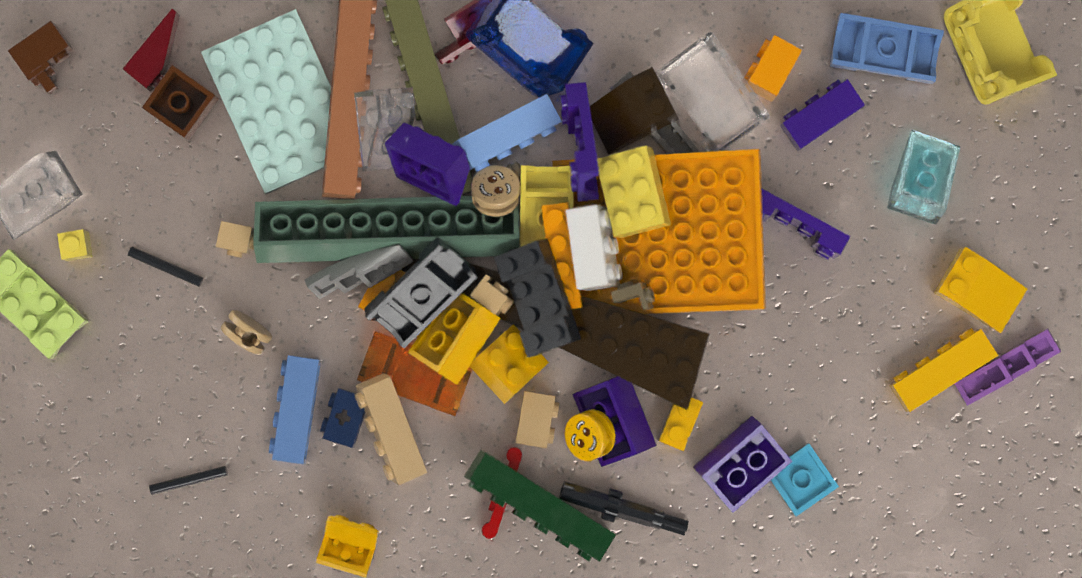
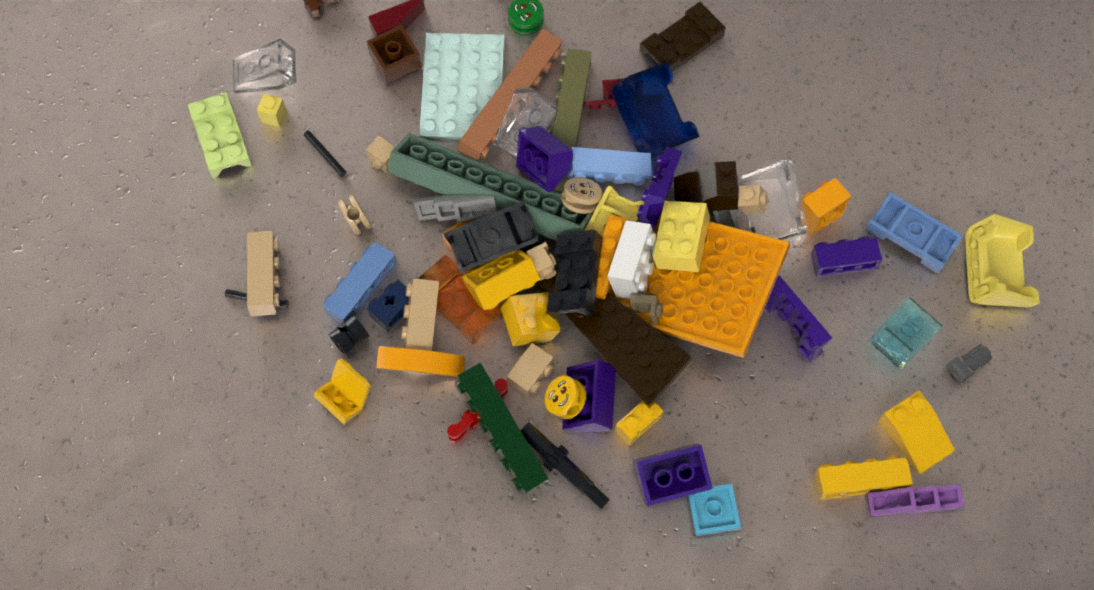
camera: 30 degrees right, 20 degrees down
(180, 451) = (262, 273): none -> tan brick
(317, 476) = (349, 335): none -> black wheel
(414, 473) = (420, 361): none -> light orange slope
(692, 105) = (753, 199): none -> tan brick
(1002, 186) = (965, 366): none -> dark grey piece

